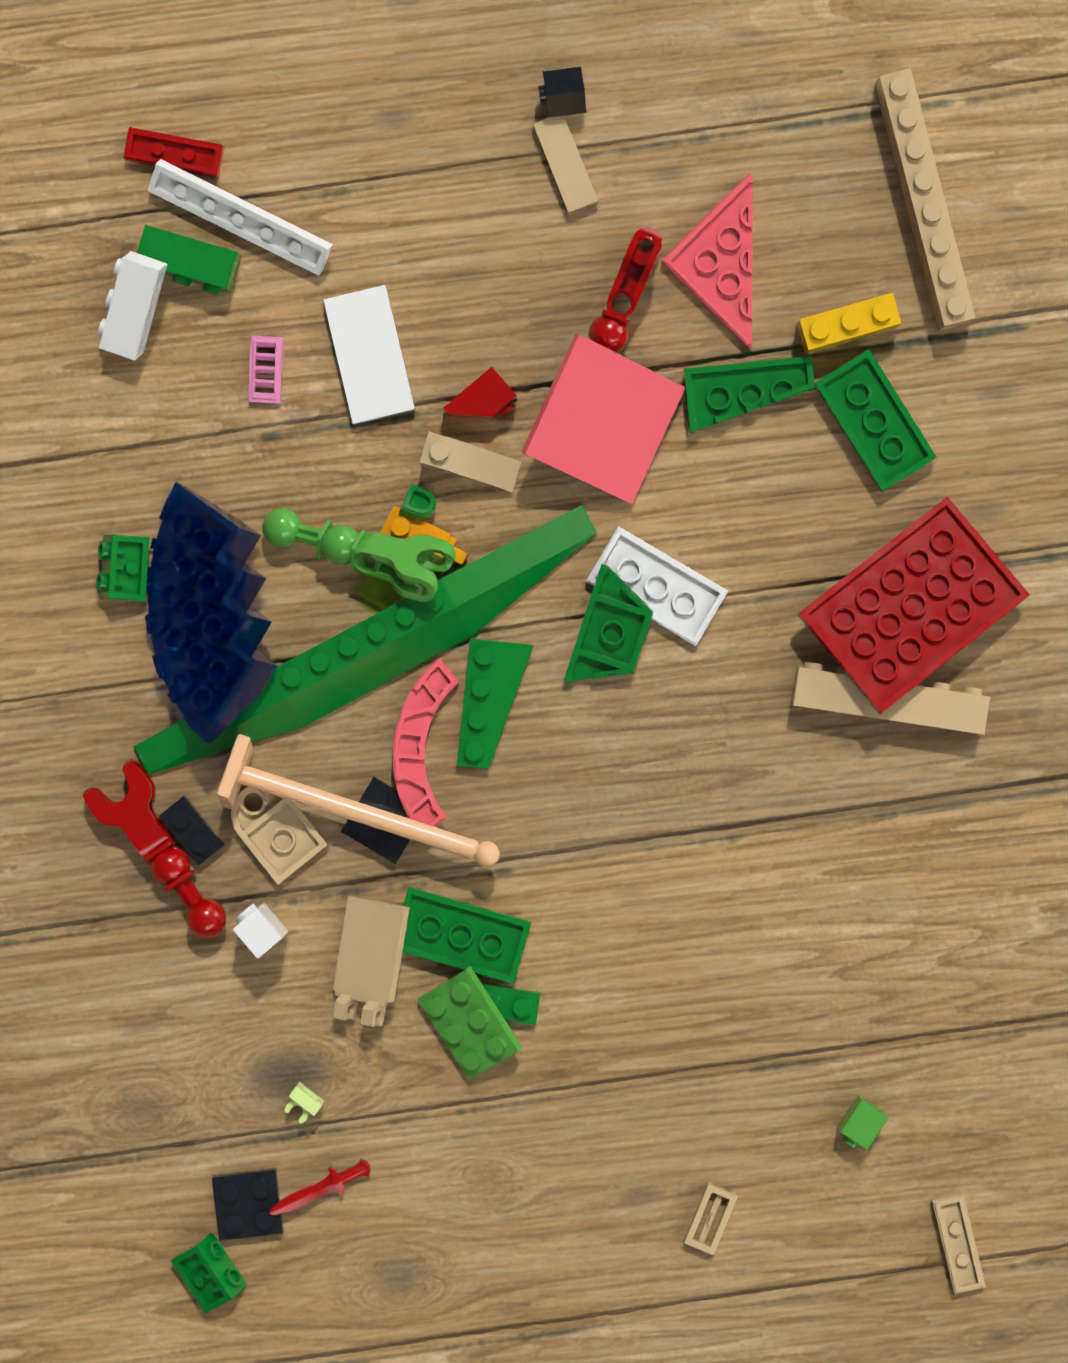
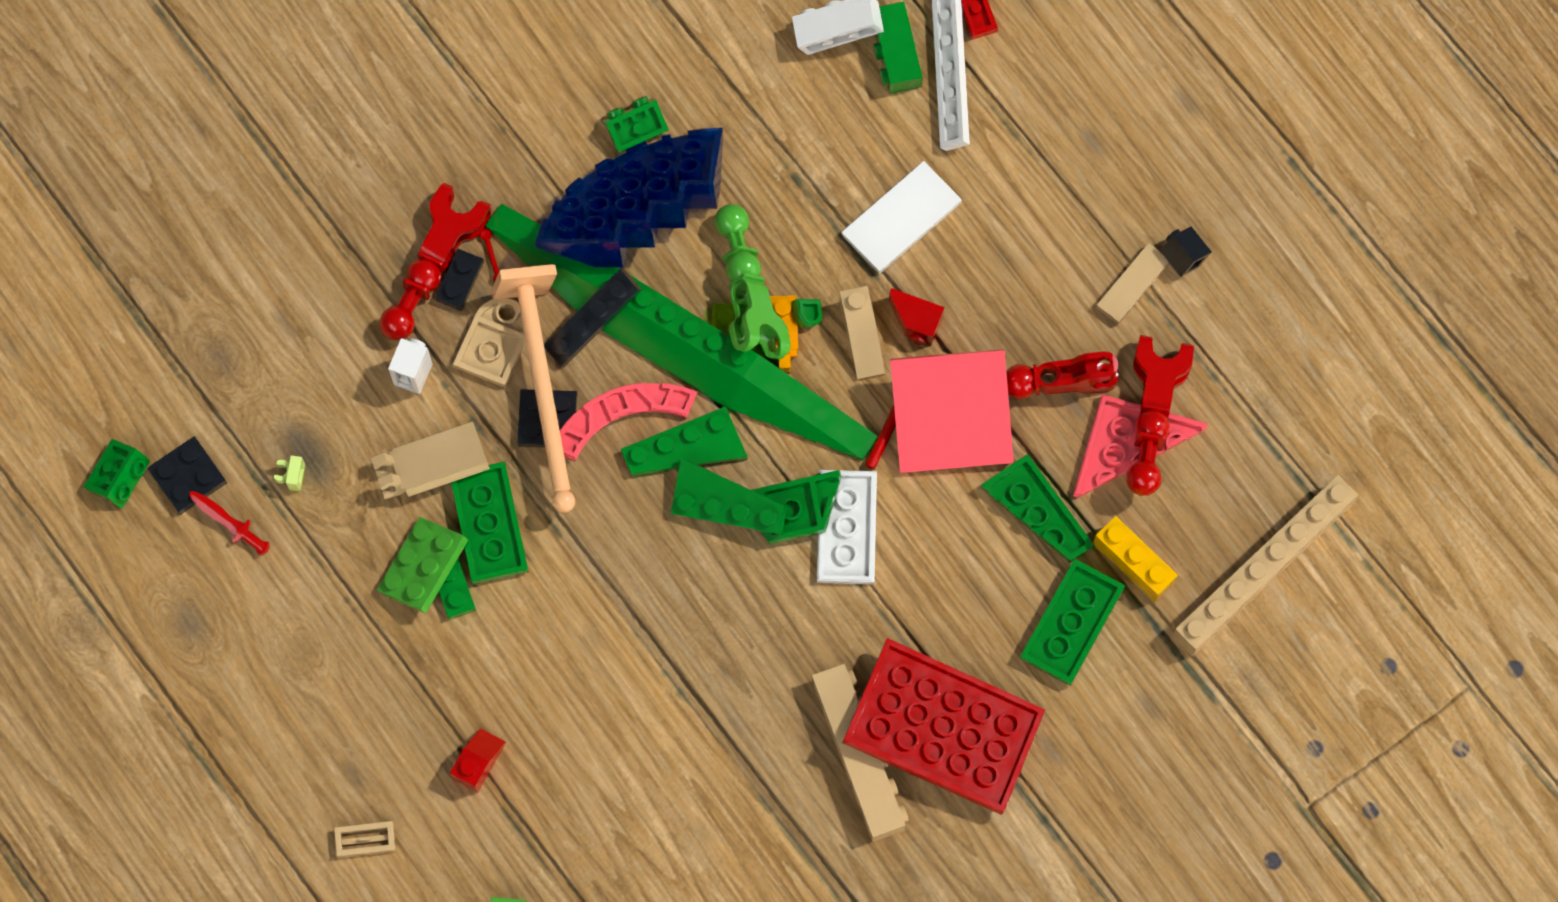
camera: 60 degrees right, 15 degrees down
(159, 779) = (486, 236): none -> red hinge
(269, 342) = (850, 156): bright pink slope -> none
(309, 722) = (592, 317): none -> black plate
(566, 697) = (717, 499): none -> green wing
(588, 502) = (881, 441): none -> red piece
(693, 1070) = (477, 760): none -> red slope
(708, 215) = (1152, 424): none -> red piece

